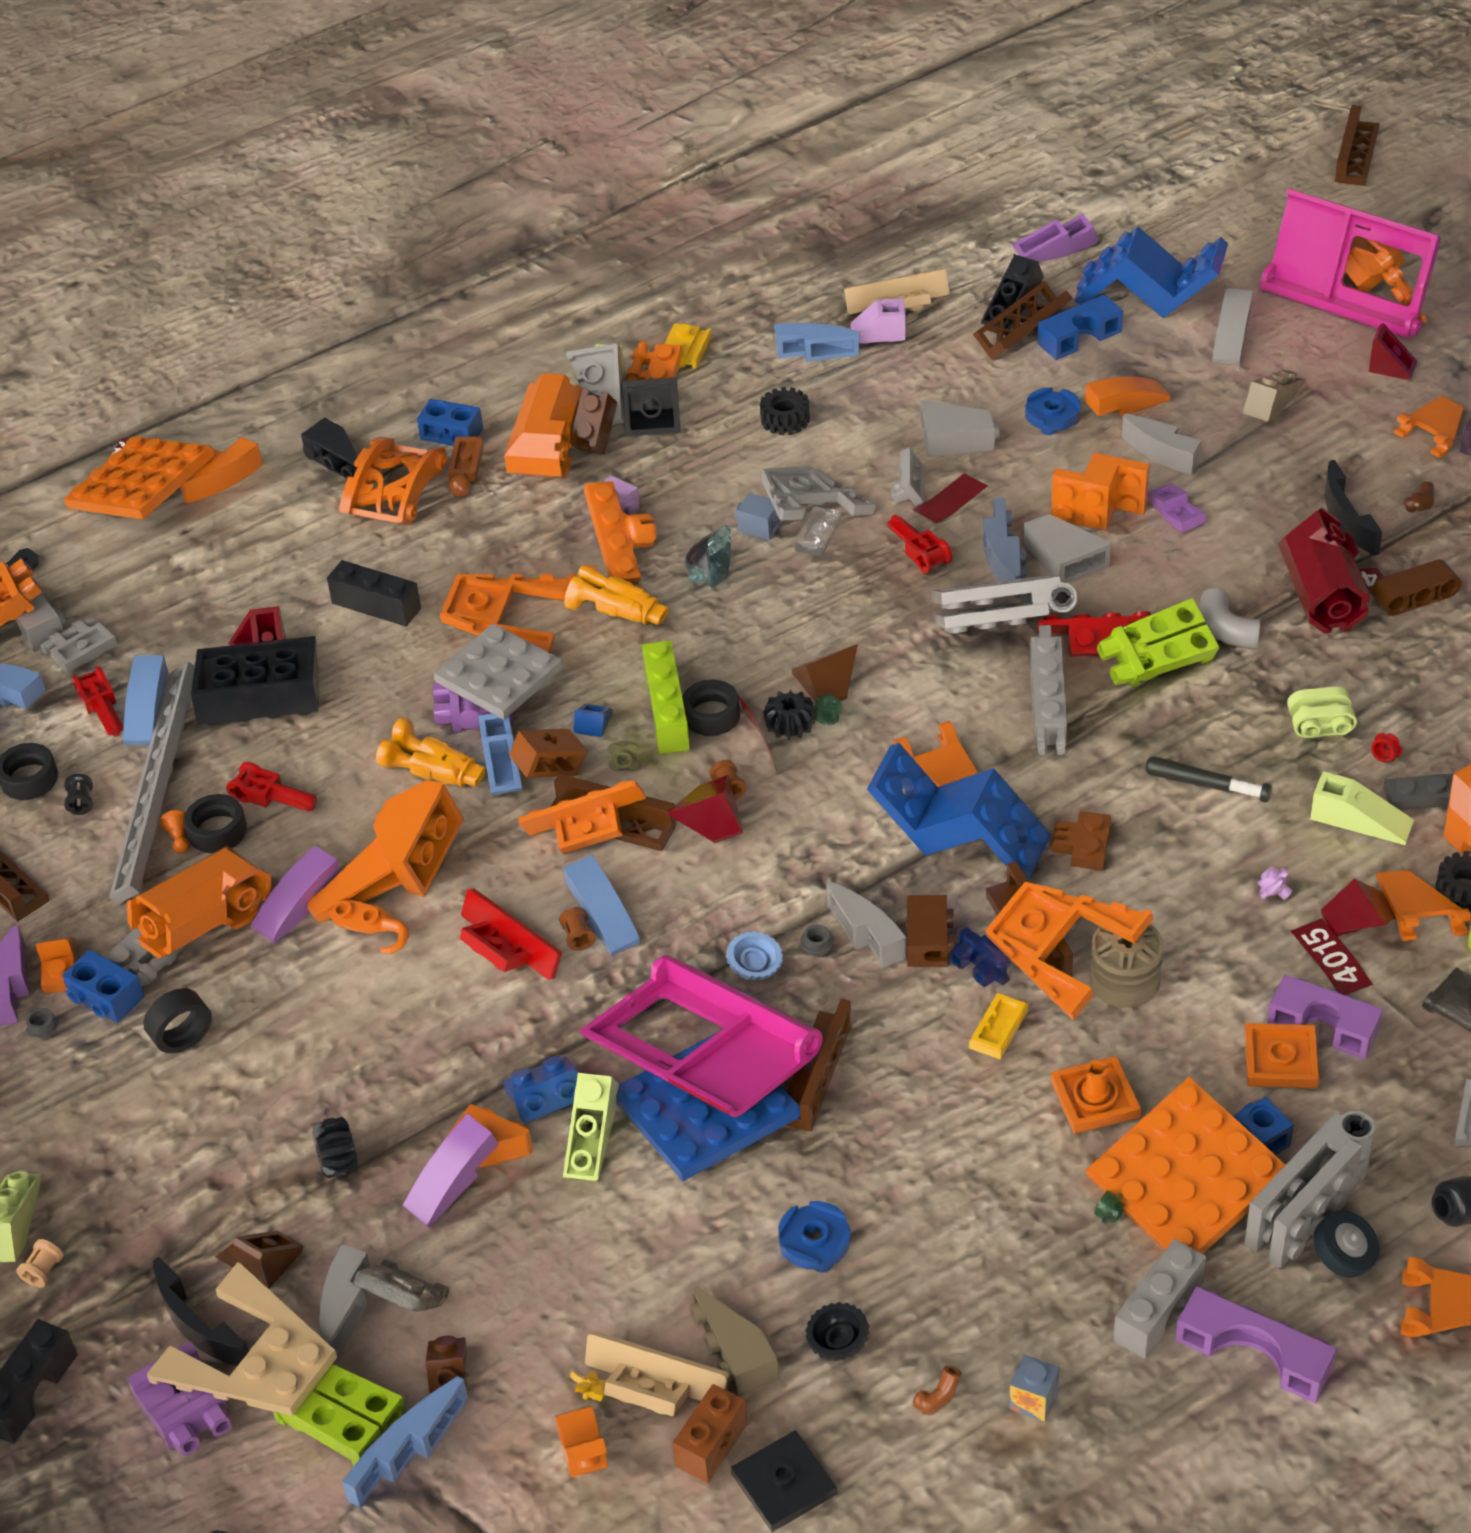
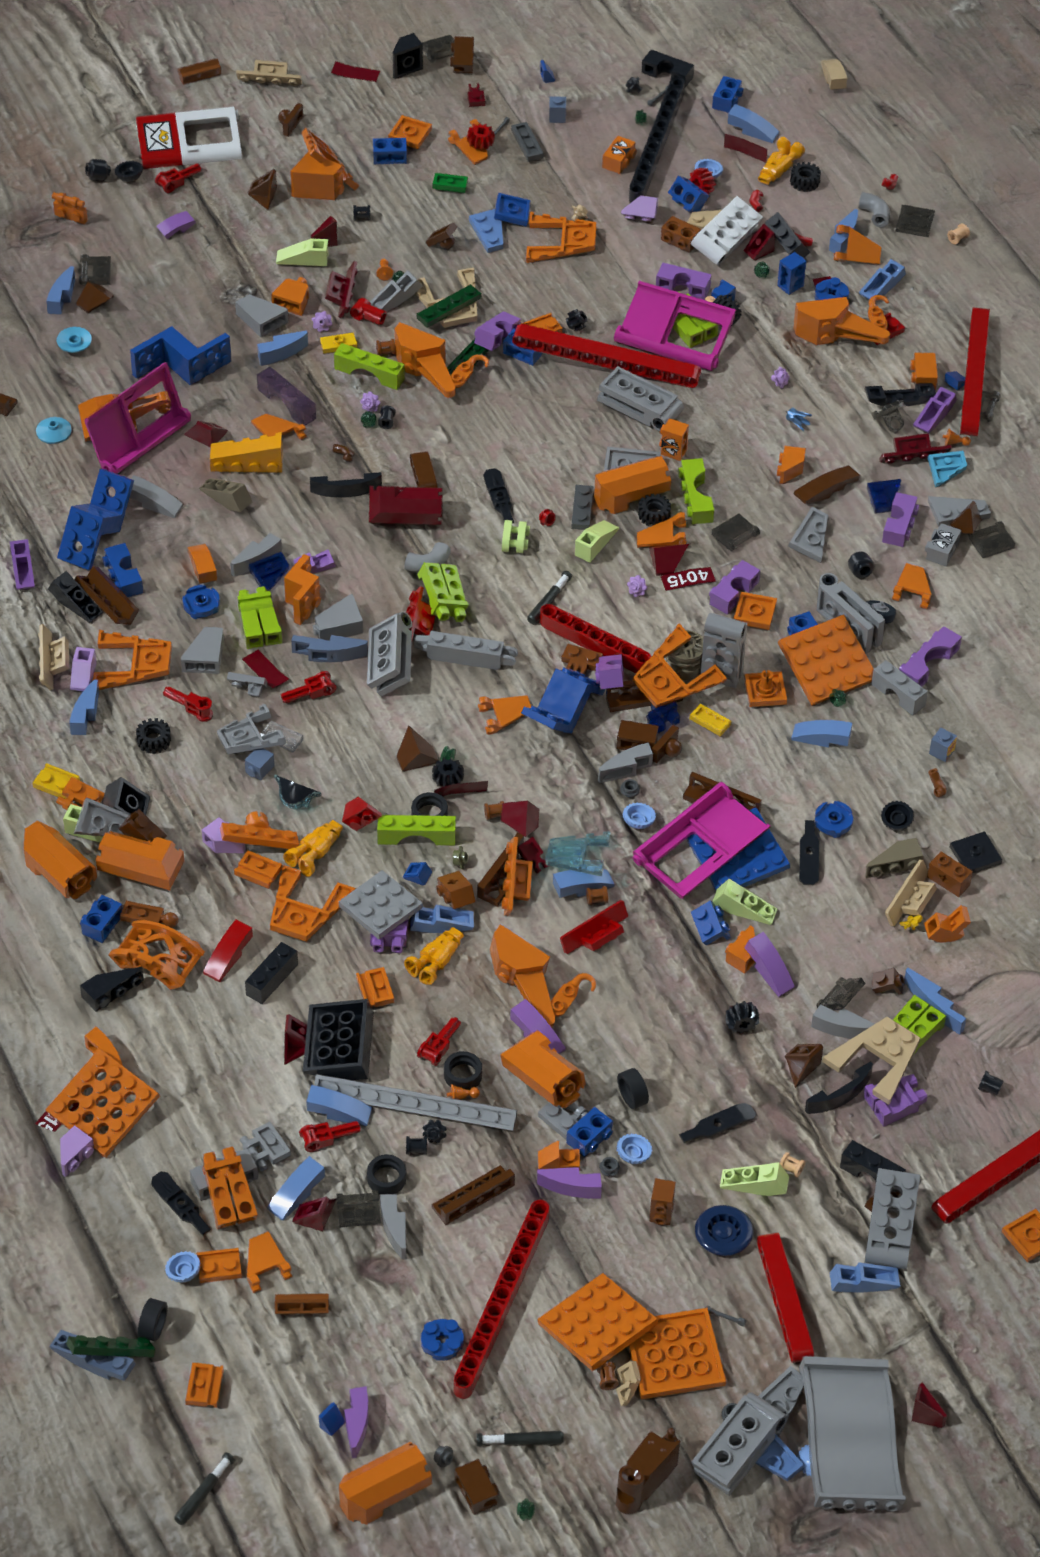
camera: 85 degrees left, 5 degrees up
(65, 467) = (74, 1148): none -> lavender slope
(69, 1045) = (634, 1148): none -> light blue hat
(103, 808) = (434, 1131): none -> black plant
(141, 1169) = (727, 1118): none -> black piece
(363, 705) = (375, 987): none -> orange plate
(413, 547) = (228, 950): none -> red slope
(527, 356) = (57, 860): none -> orange brick
(564, 551) = (258, 869): none -> orange plate
(643, 830) = (531, 852): none -> dark red plate
(654, 876) = (571, 853): none -> clear light blue wing
(678, 625) = (359, 814): none -> red slope
(711, 1209) = (809, 862): none -> black piece
(850, 435) = (193, 703): none -> red connector
(919, 381) = (149, 659): none -> orange wing
(921, 972) = (667, 744): none -> reddish brown tile
(1012, 1194) = (822, 732): none -> medium blue slope
(1021, 851) = (610, 671): none -> medium lavender arch
(1030, 470) = (259, 605): none -> lime hips
(1124, 975) = (732, 633): none -> light grey hinge
(1132, 836) = (591, 637): none -> red beam
(1140, 451) = (269, 570): none -> clear blue wing
(1356, 399) = (248, 455): none -> light orange wedge
(1429, 683) = (495, 487): none -> black piece

